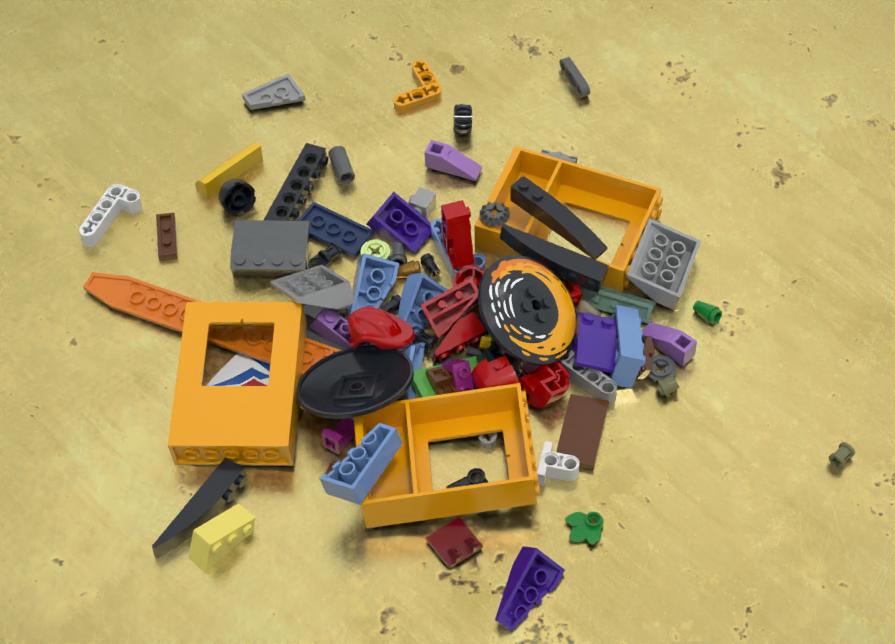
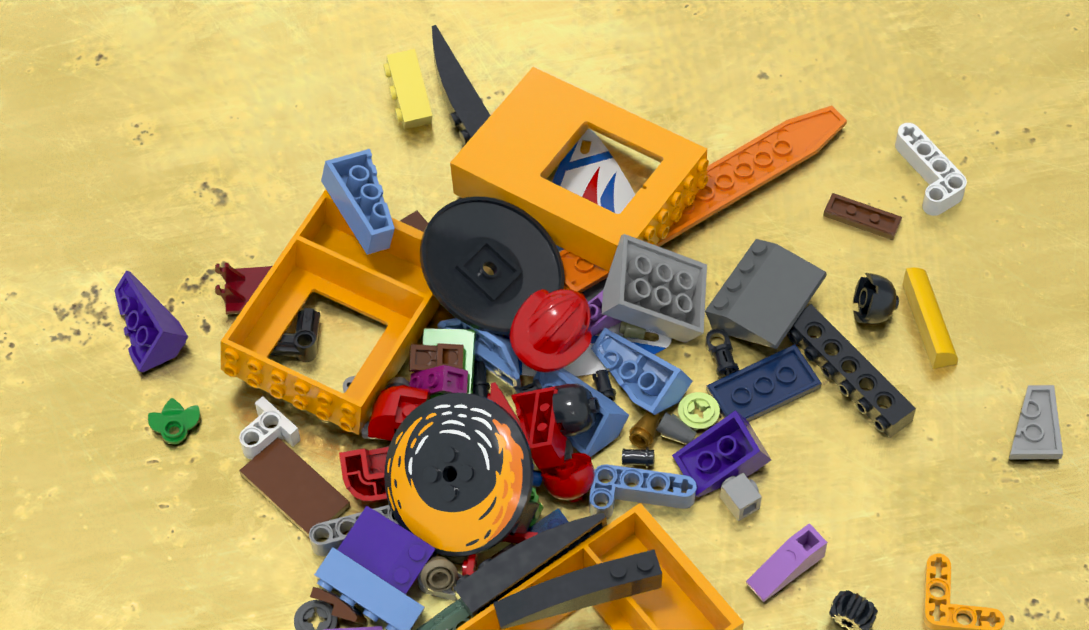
camera: 120 degrees right, 5 degrees up
(341, 165) = (862, 439): dark grey pin -> none
(429, 287) = (574, 408): none -> black cylinder
(457, 234) = (632, 469): red wedge -> none
(500, 218) = (639, 539): dark grey gear -> none
(667, 385) = (284, 609): olive hose -> none

